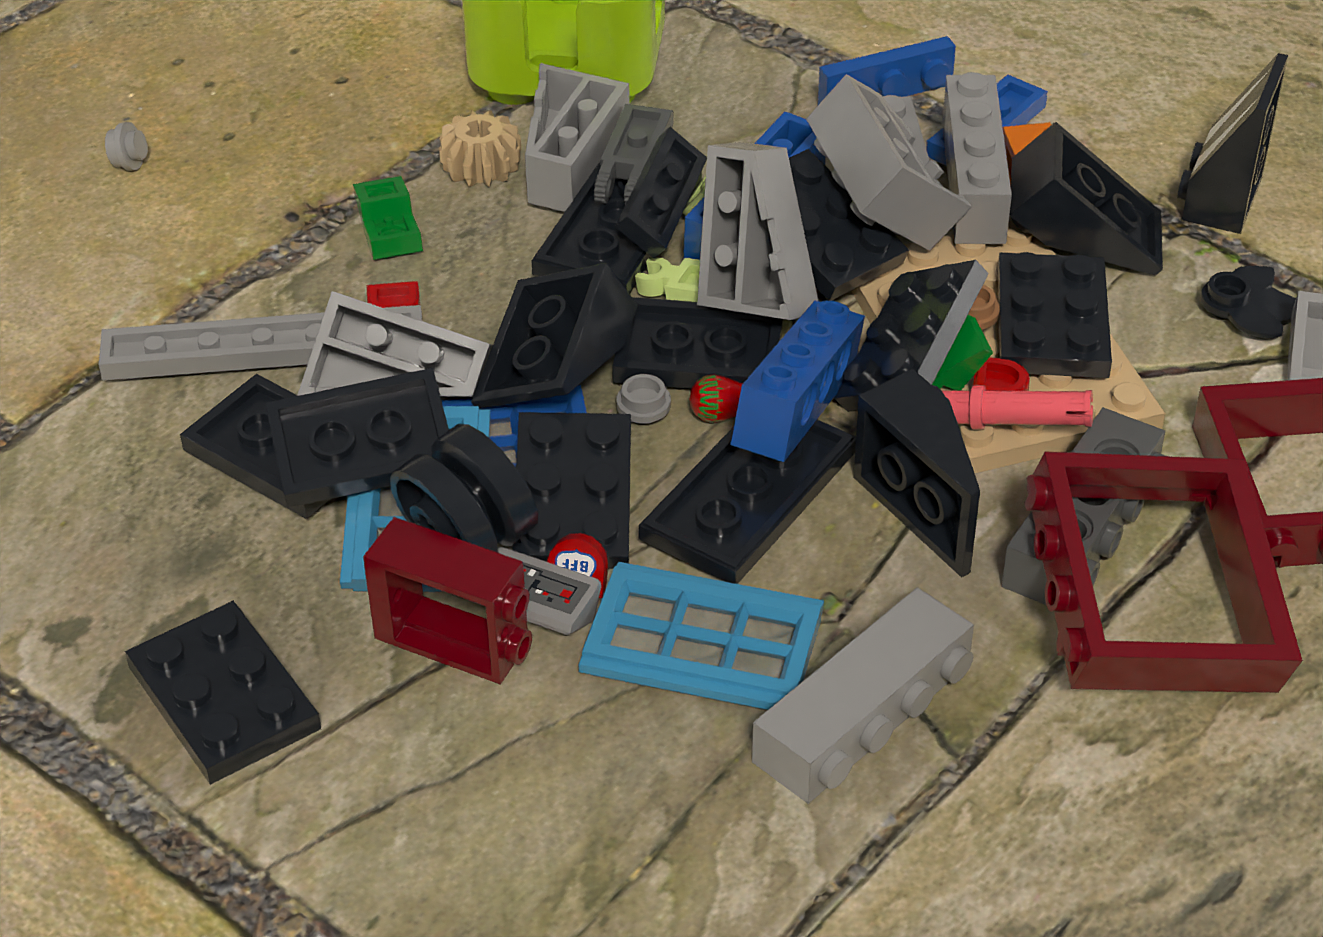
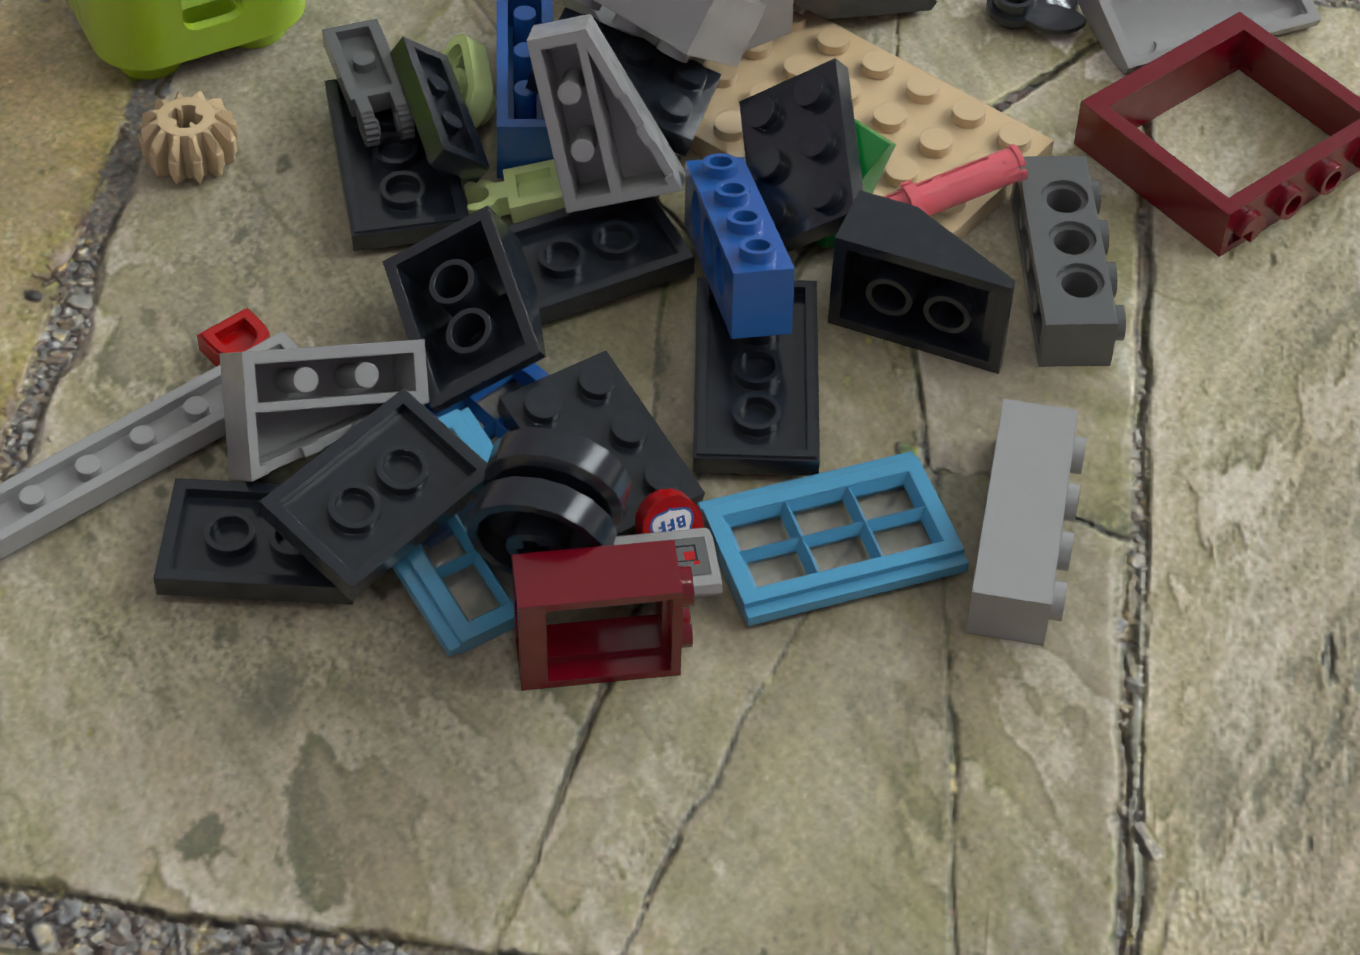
camera: 35 degrees left, 5 degrees up
(222, 691) = (426, 816): black plate -> none
(387, 217) = (146, 254): green slope -> none
(569, 132) = (277, 84): light grey wedge -> none
(644, 398) = (581, 331): light grey plate -> none
(715, 398) = (656, 298): red piece -> none
(1002, 375) = (904, 165): red tile -> none
(1054, 314) = (901, 84): black plate -> none
(1268, 639) = (1237, 243): dark red window -> none

